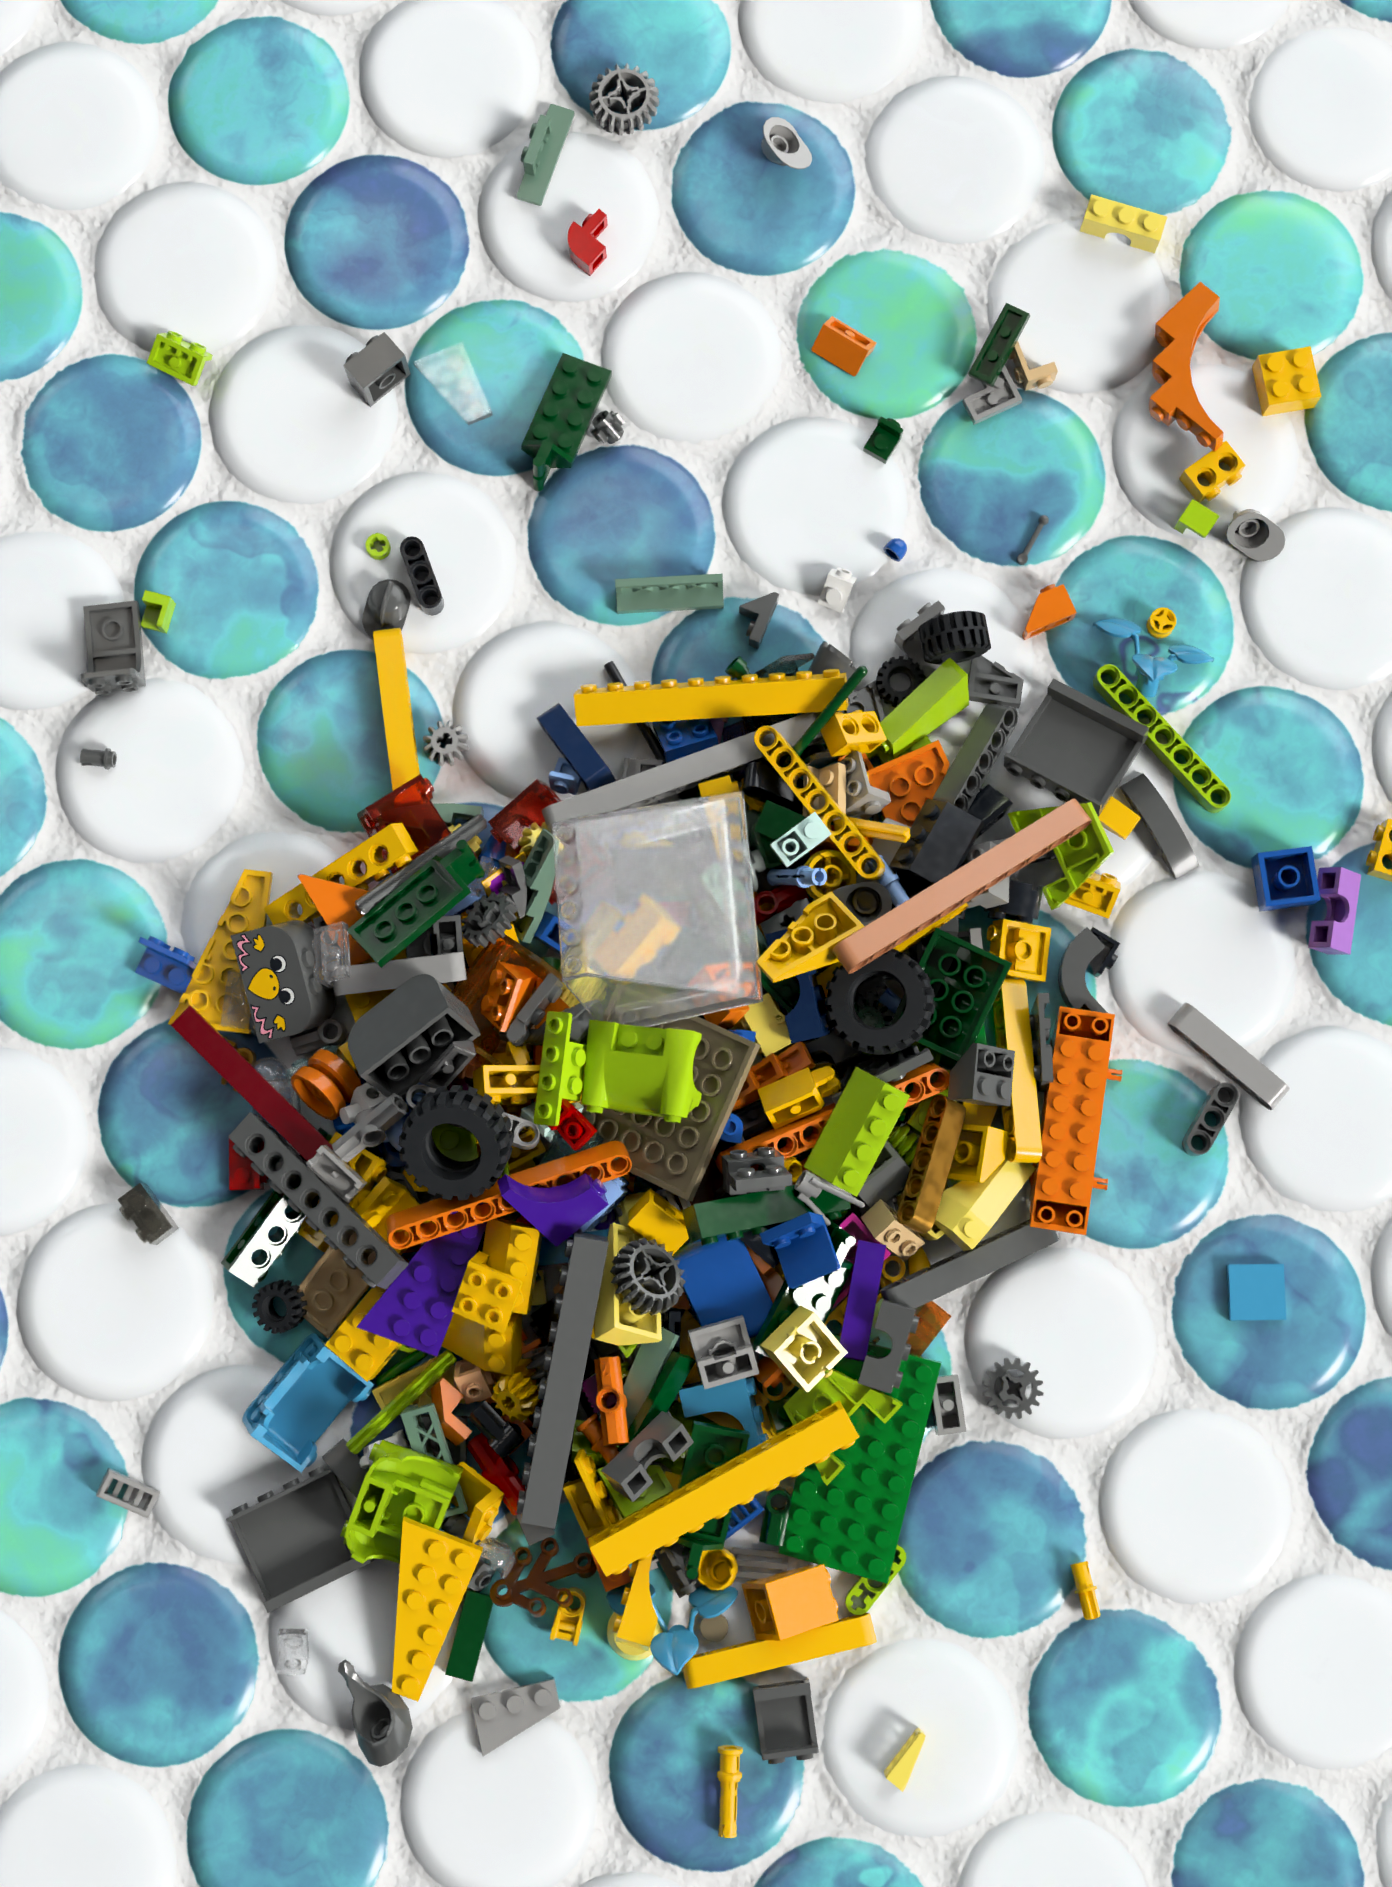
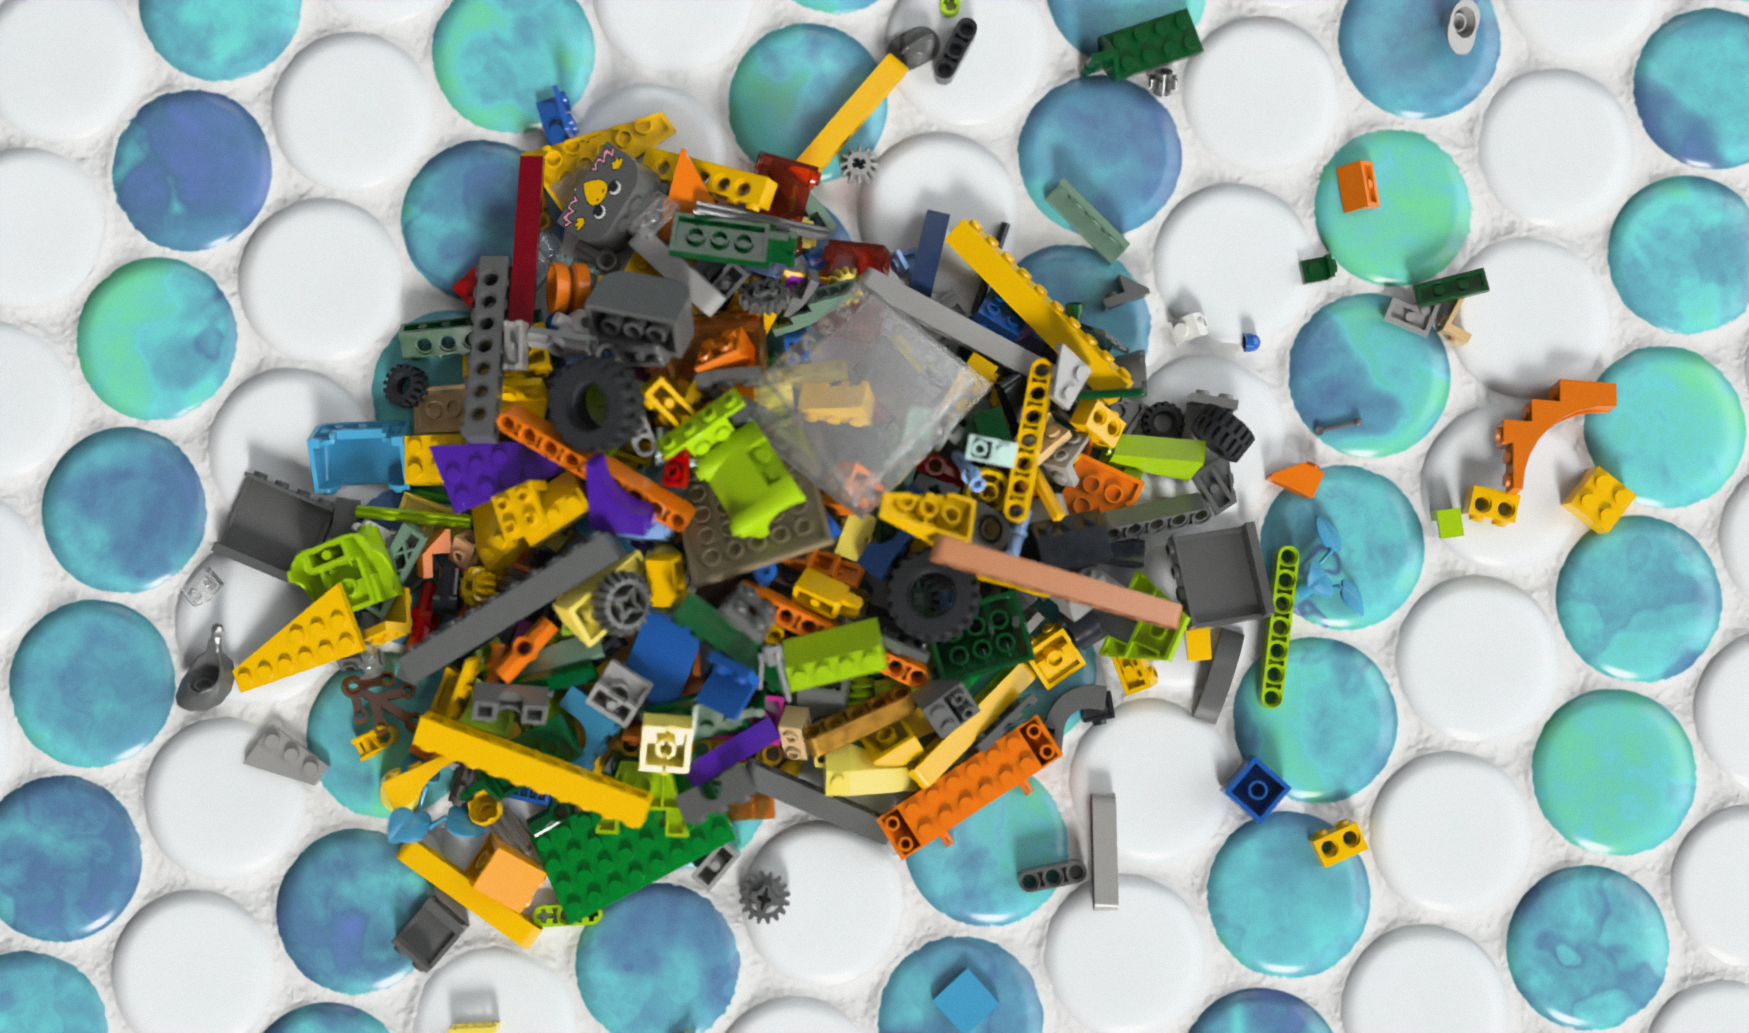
camera: 45 degrees right, 5 degrees up
(106, 1481) = (198, 390): light grey slope -> none
(148, 1214) = (390, 250): clear smoke brick -> none
(469, 1636) = (309, 689): dark green tile -> none
(714, 1628) = (447, 840): dark tan tile -> none
(729, 1777) = (364, 929): yellow pin -> none
(793, 722) = (1067, 377): none -> wing
(1109, 216) = (1618, 308): light yellow arch -> none
(1163, 617) = (1361, 558): yellow wheel -> none
(1255, 535) = (1472, 570): light grey piece -> none
(1340, 892) = (1278, 833): medium lavender arch -> none

